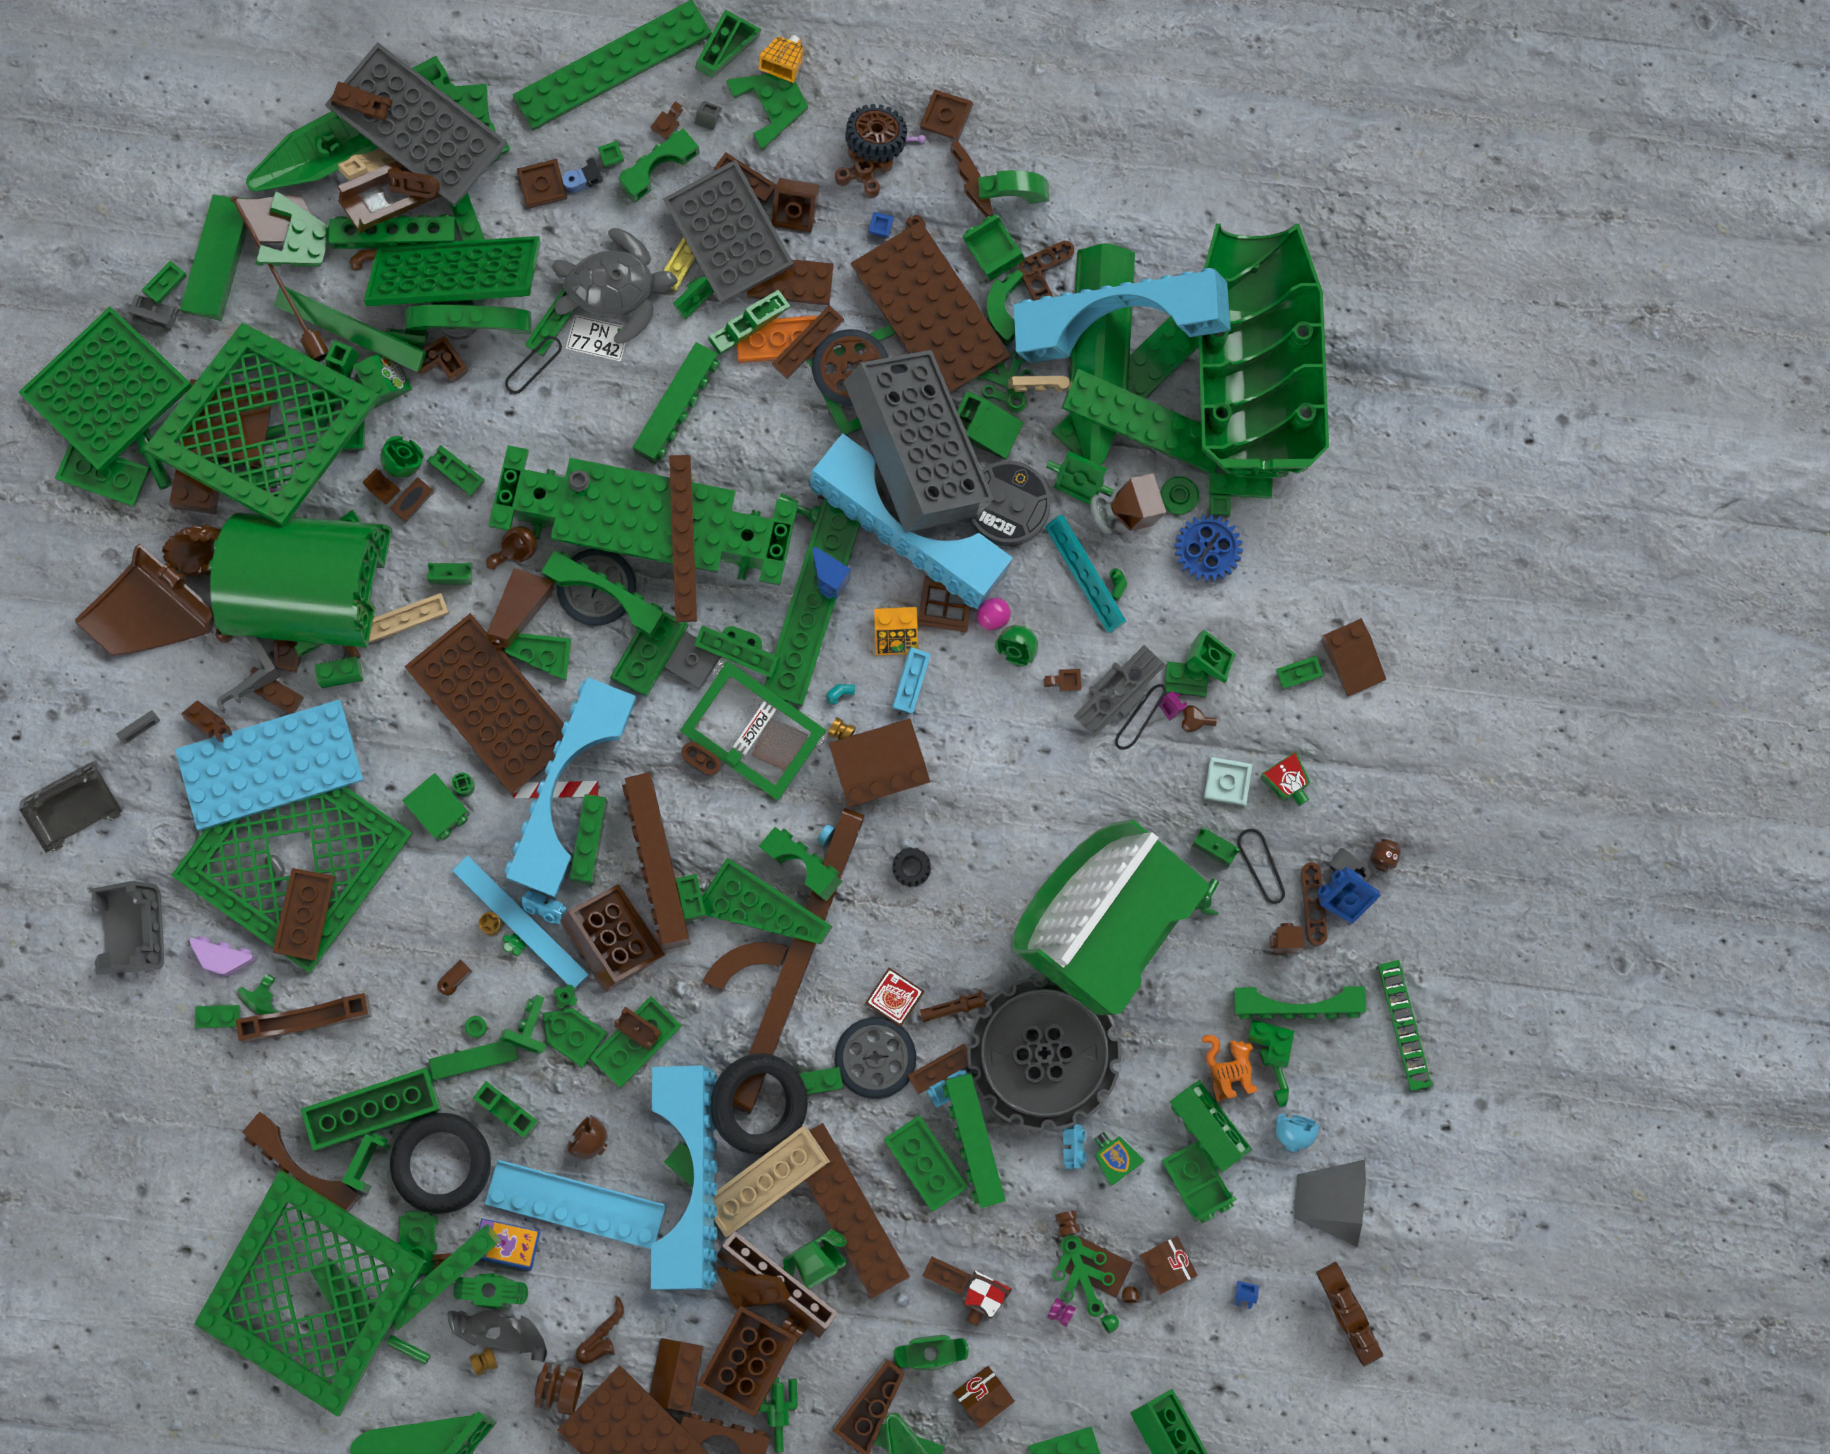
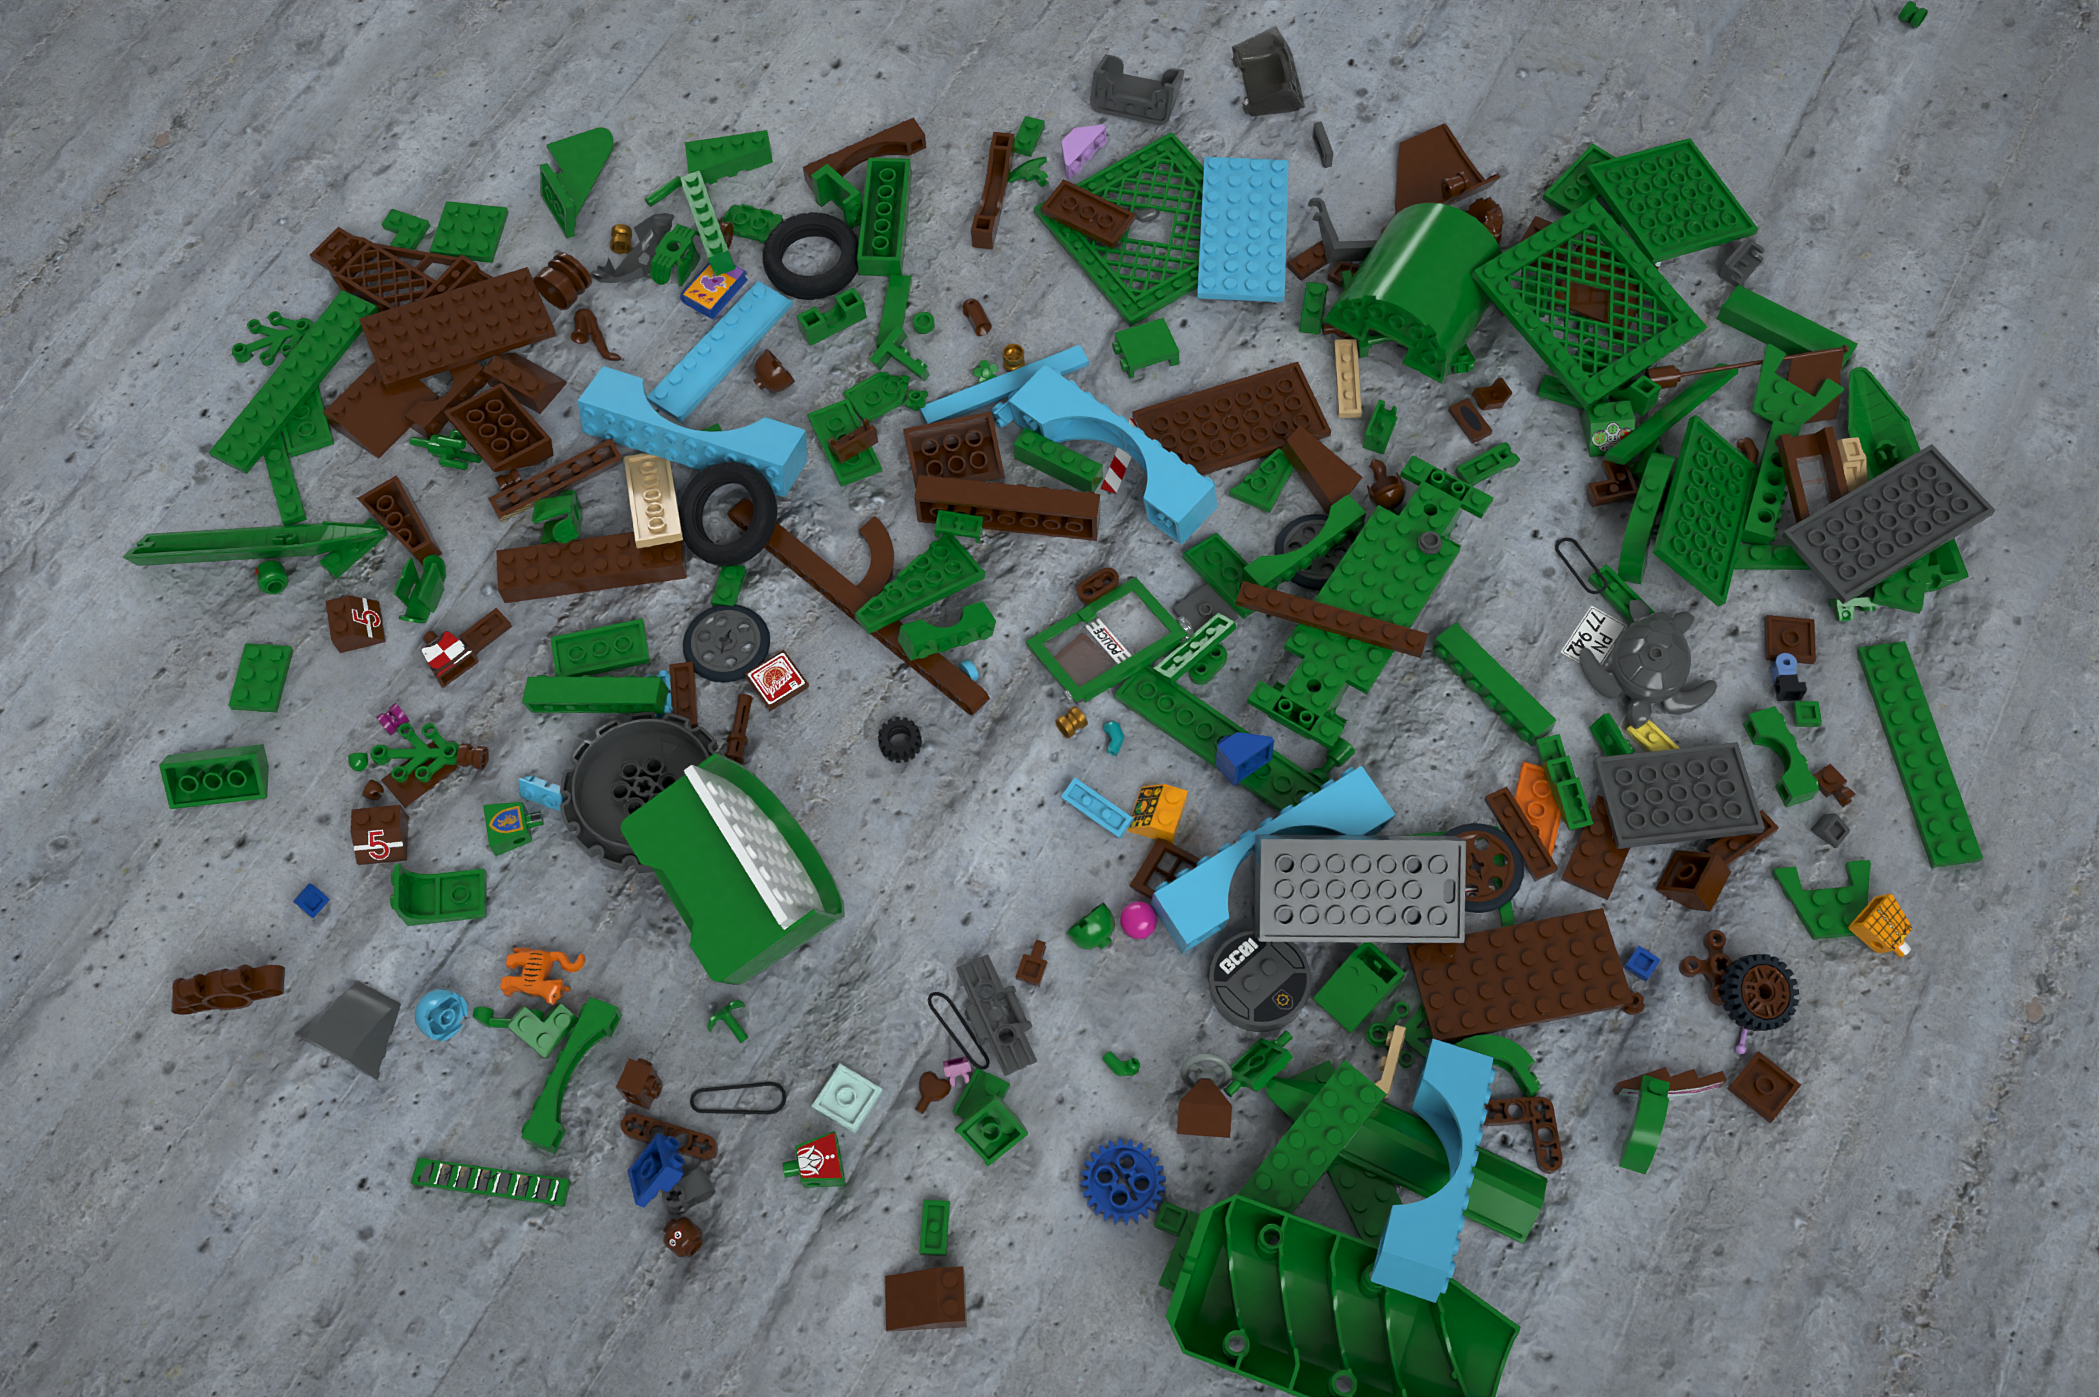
camera: 115 degrees right, 15 degrees down
(164, 282) = (1770, 278): green plate -> none
(206, 721) = (1303, 191): reddish brown plate -> none
(361, 101) = (1927, 474): reddish brown plate -> none
(375, 1244) = (657, 117): green plate -> none
(401, 457) = (1517, 415): green cylinder -> none
(413, 183) = (1818, 499): reddish brown plate -> none
(466, 787) = (1159, 376): green wheel -> none
(726, 42) = (1915, 869): green wedge -> none
(752, 1290) = (561, 453): reddish brown wing -> none
(879, 762) = (1019, 742): reddish brown slope -> none
(993, 247) = (1576, 1076): green panel -> none
(1085, 573) = (1146, 1031): teal plate -> none
(1179, 495) = (1200, 1175): green wheel -> none
(1210, 1126) = (489, 928): green slope -> none
(1215, 847) = (780, 1053): green hinge -> none

